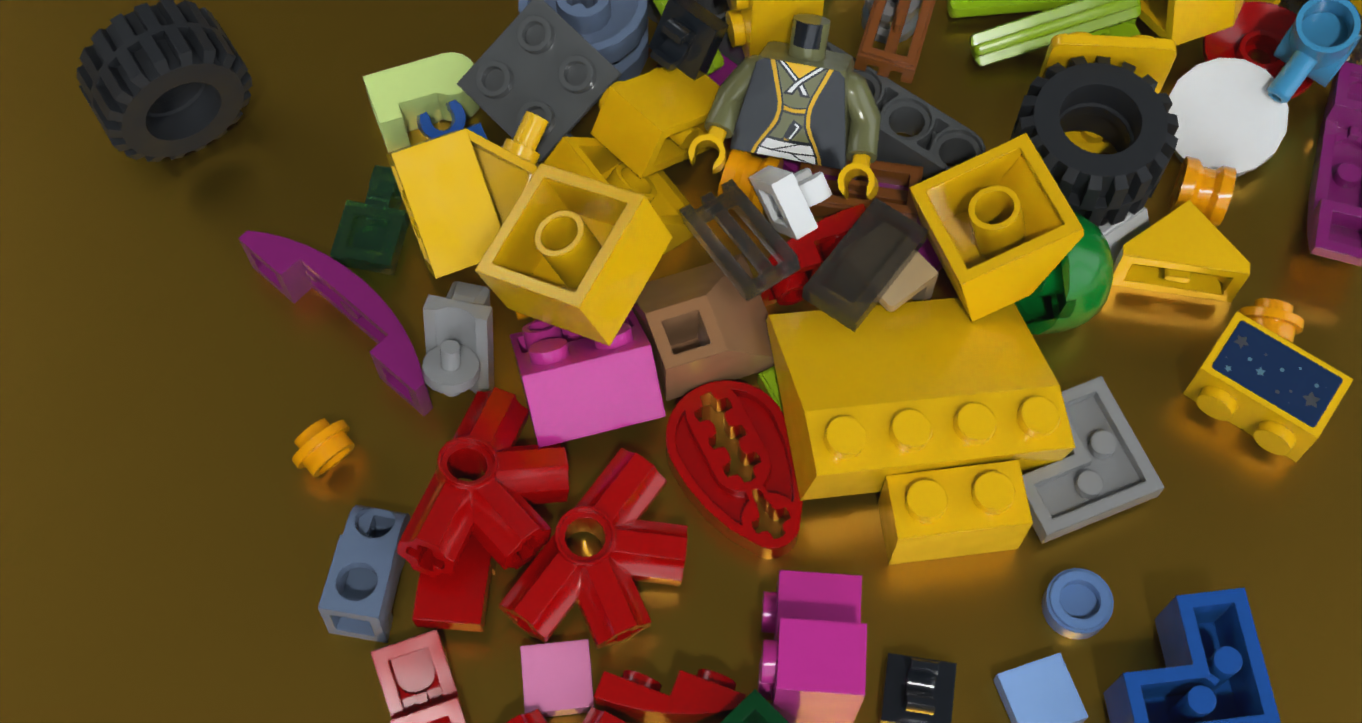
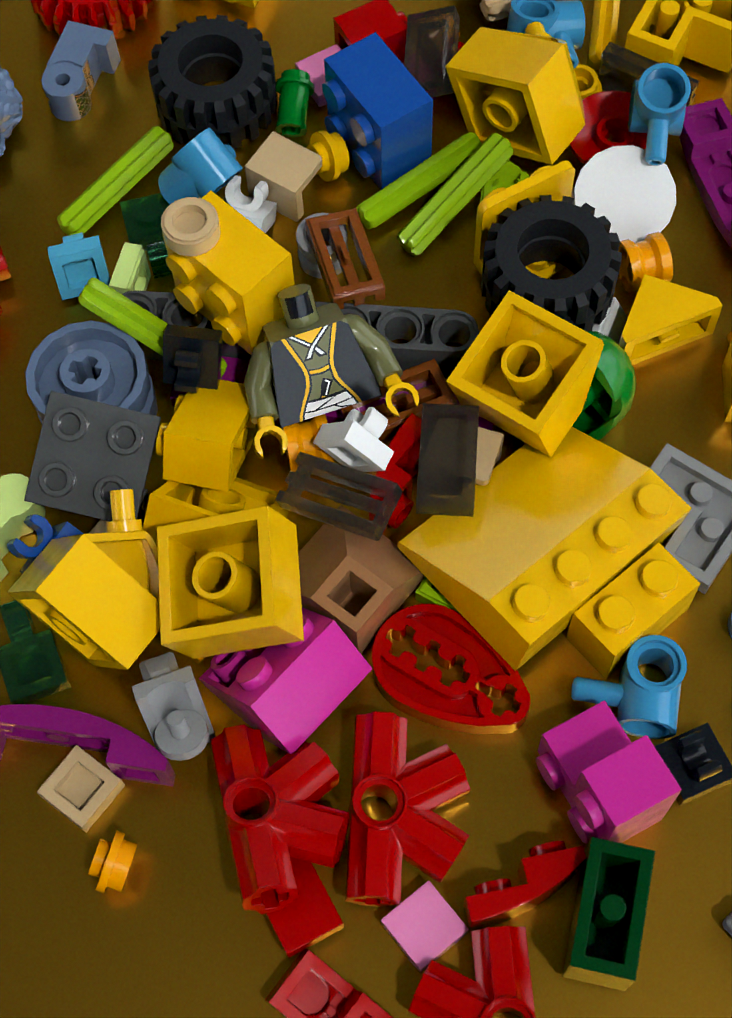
camera: 30 degrees left, 0 degrees up
(342, 368) = (81, 788): none -> tan tile
(364, 575) = (220, 941): sand blue leg -> none
(901, 607) = (642, 704): none -> dark azure piece

